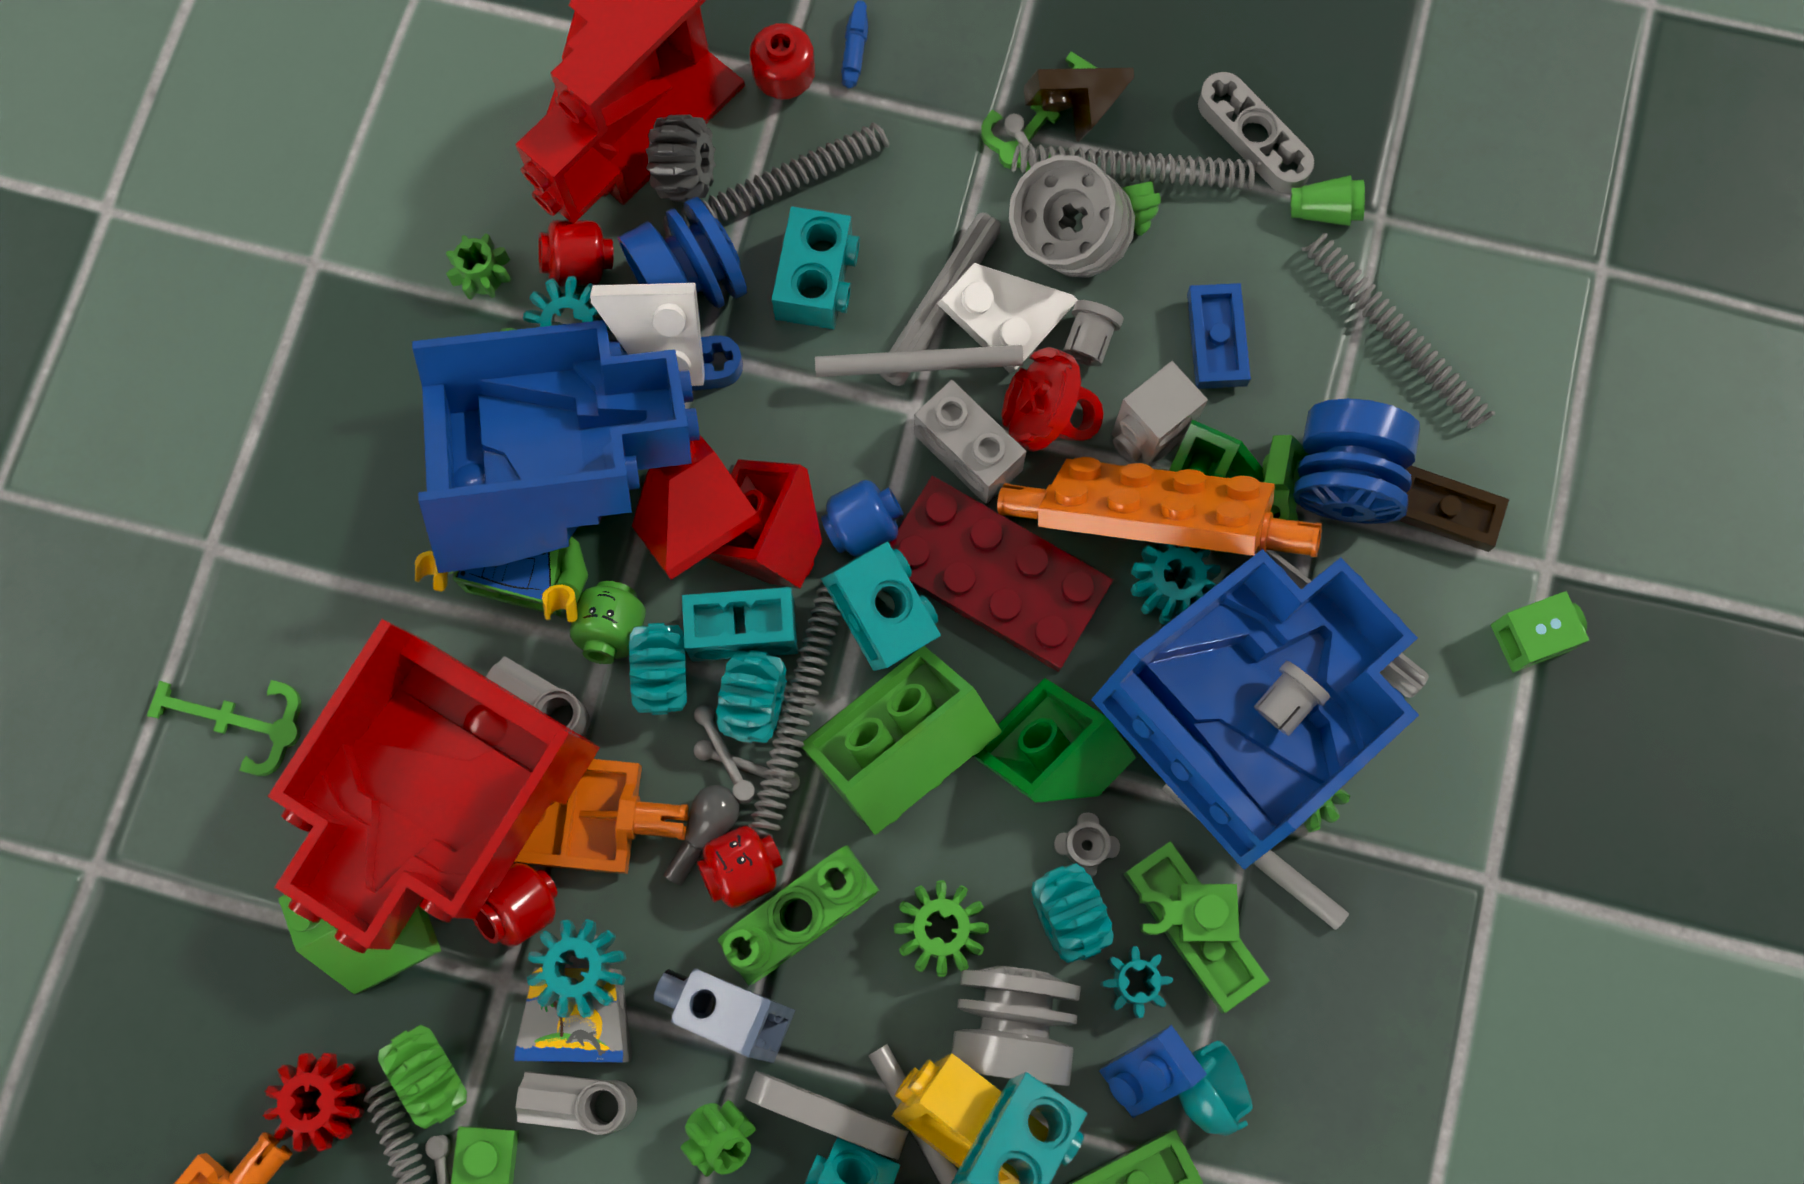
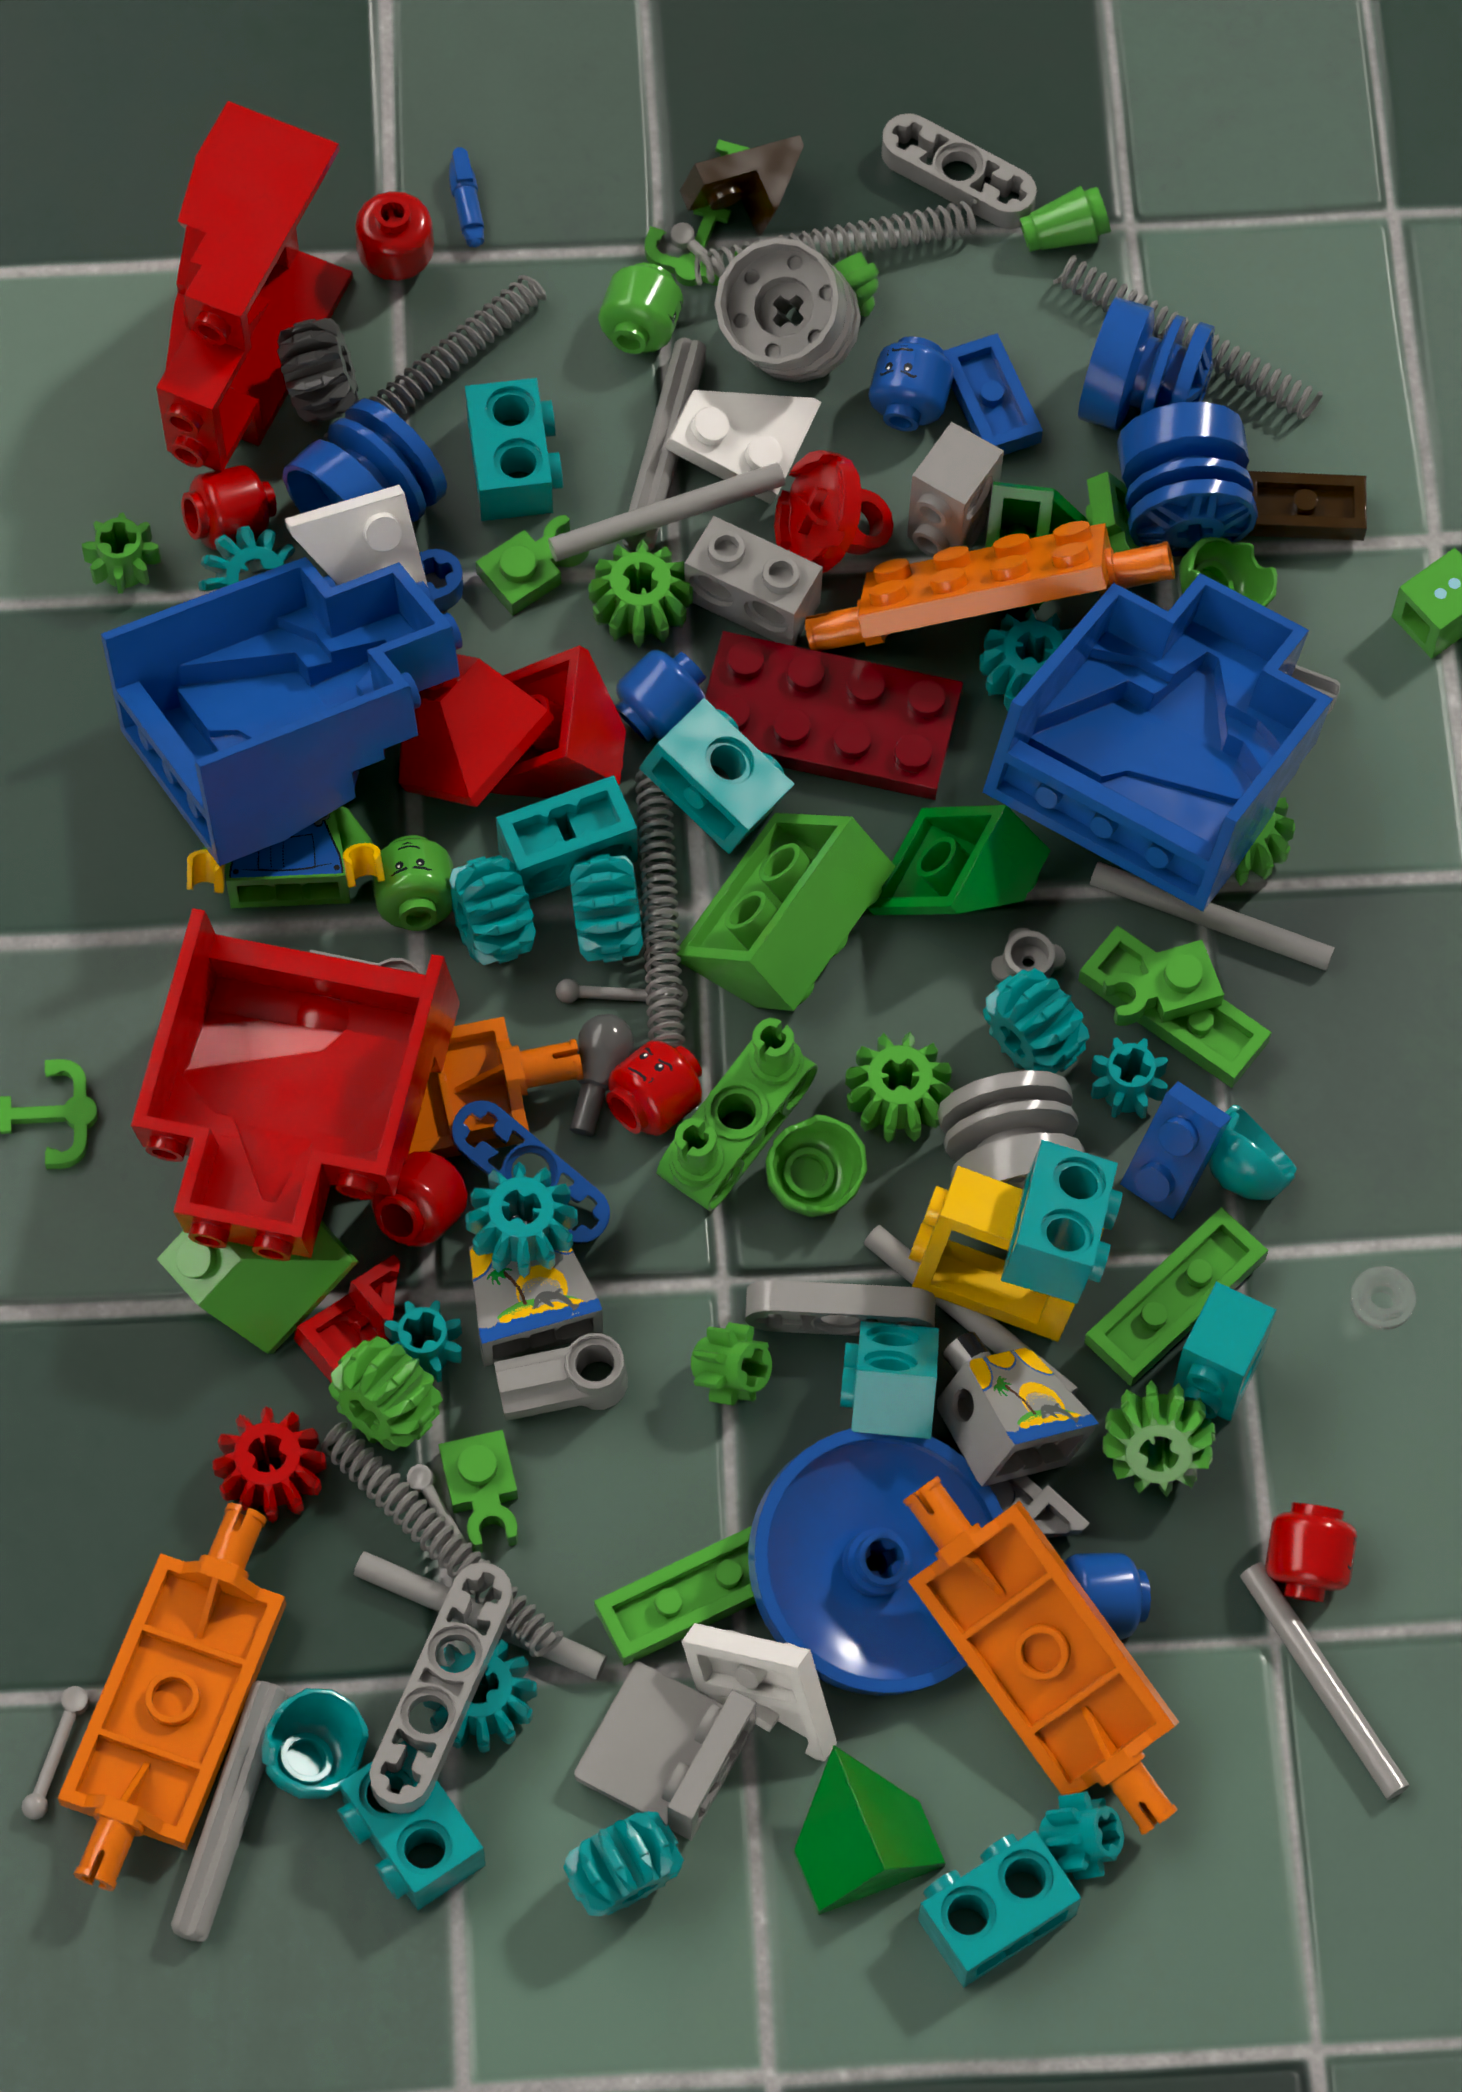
camera: 20 degrees left, 10 degrees down
(431, 993) = (352, 1318): none -> red slope
(460, 1034) = (427, 1321): none -> teal gear
(577, 884) = (531, 1145): none -> blue beam
(740, 1019) = (697, 1232): torso -> none
(742, 789) = (629, 1011): light grey hinge -> none
(790, 370) = (525, 569): none -> bright green plate
(847, 982) = (816, 1166): none -> bright green hair
(874, 442) = (618, 595): none -> bright green gear
(959, 177) = (642, 307): none -> bright green head
(1091, 331) = (850, 426): light grey bush -> none
(1155, 306) = (911, 383): none -> blue head
(1290, 698) = (1194, 724): light grey bush -> none
(1352, 354) = (1143, 370): none -> blue wheel
(1367, 551) = (1230, 565): none -> bright green hair

